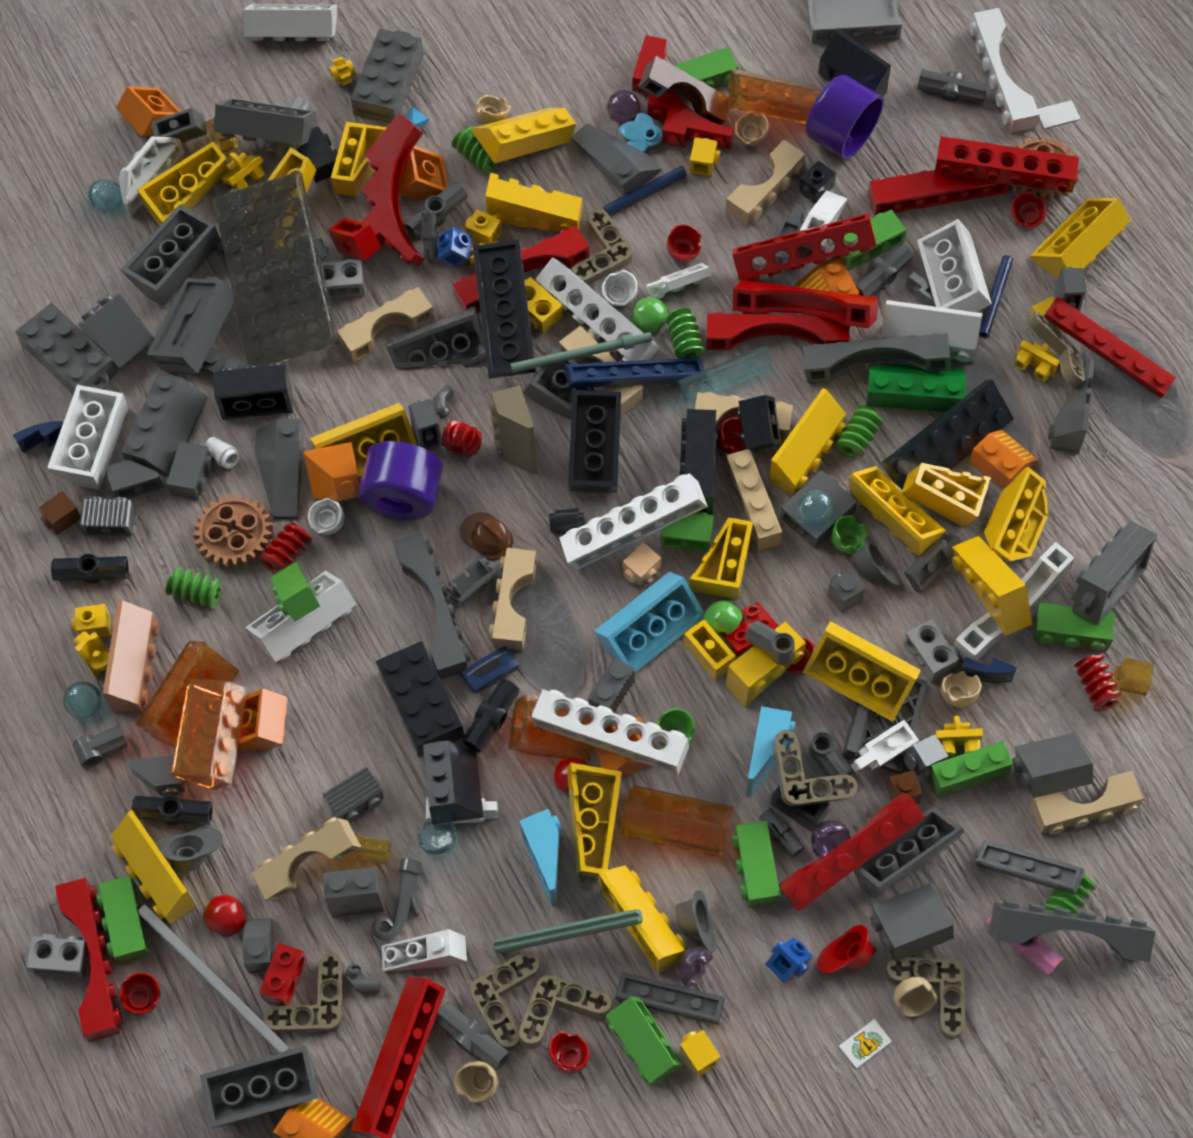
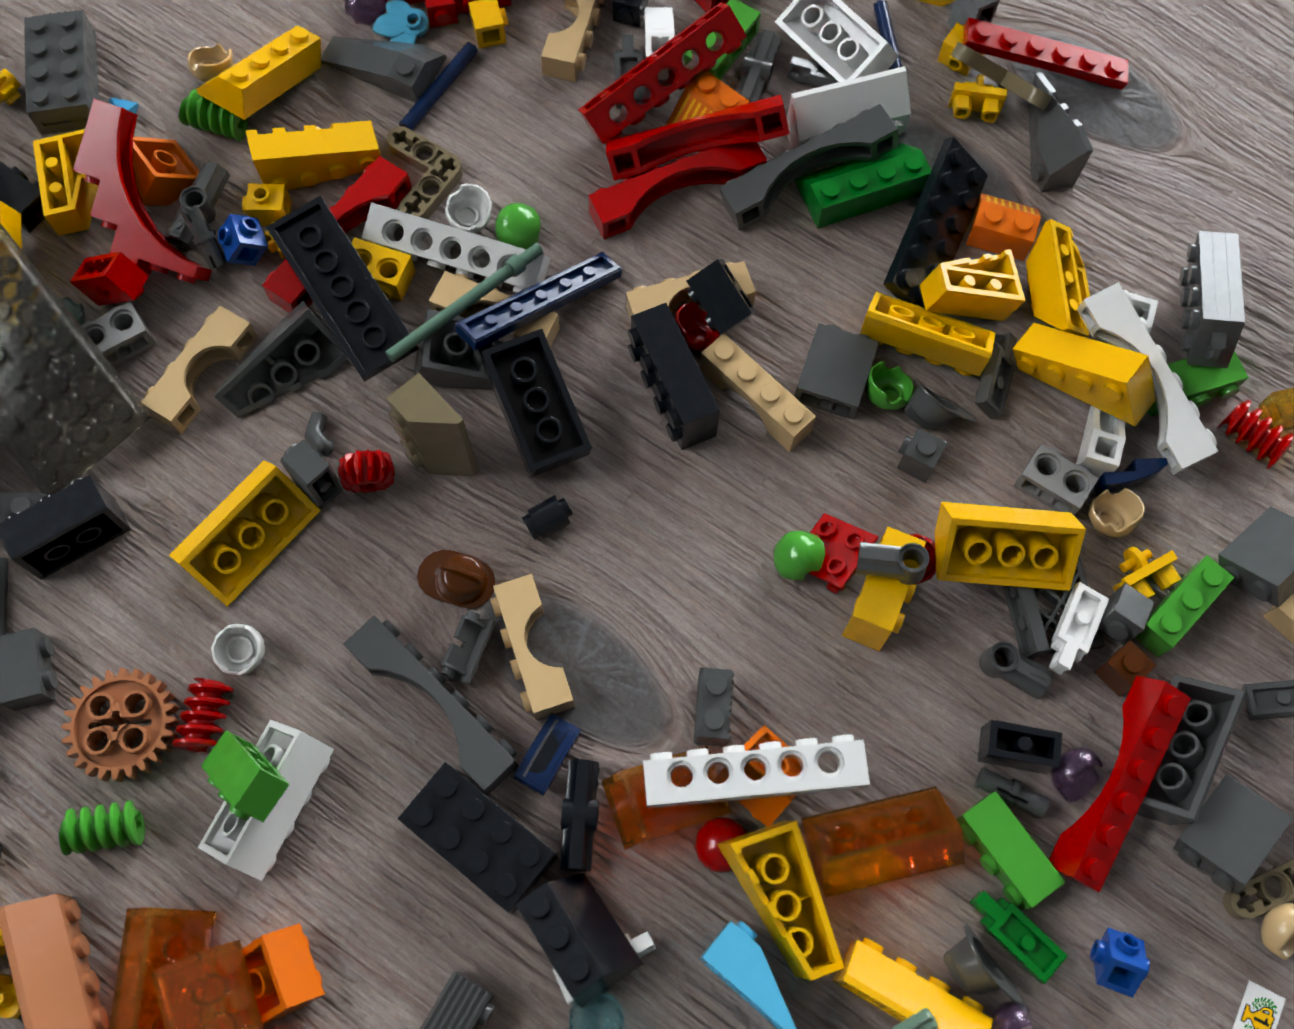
camera: 30 degrees left, 5 degrees up
(223, 453) = (60, 625): white cone -> none
(280, 460) = (144, 603): dark grey wedge -> none
(333, 472) = (221, 588): orange slope -> none
(400, 480) = (315, 561): dark purple piece -> none
(641, 565) = (667, 532): light nougat brick -> none
(645, 523) = (653, 480): white brick -> none
(651, 622) = (714, 598): medium azure slope -> none
(676, 281) = (531, 171): white hinge -> none
(677, 720) = (817, 718): bright green hair -> none
(684, 243) = (516, 126): red hair -> none
(684, 334) = (572, 230): bright green piece -> none
(689, 533) = (698, 463): bright green brick -> none
(709, 650) = (807, 602): yellow brick -> none
(725, 562) = (768, 482): yellow wedge -> none
(726, 374) = (644, 258): clear light blue tile -> none
(734, 918) = (1019, 936): none -> green hinge
(763, 760) = (943, 689): medium azure slope -> none
(798, 779) = (1016, 724): dark tan beam -> none
(807, 444) = (785, 300): yellow slope -> none
(815, 508) = (840, 371): clear light blue hair -> none
(848, 951) = (1176, 913): red piece -> none
(859, 432) = (832, 260): bright green piece -> none
(1032, 655) = (1181, 433): none -> white arch

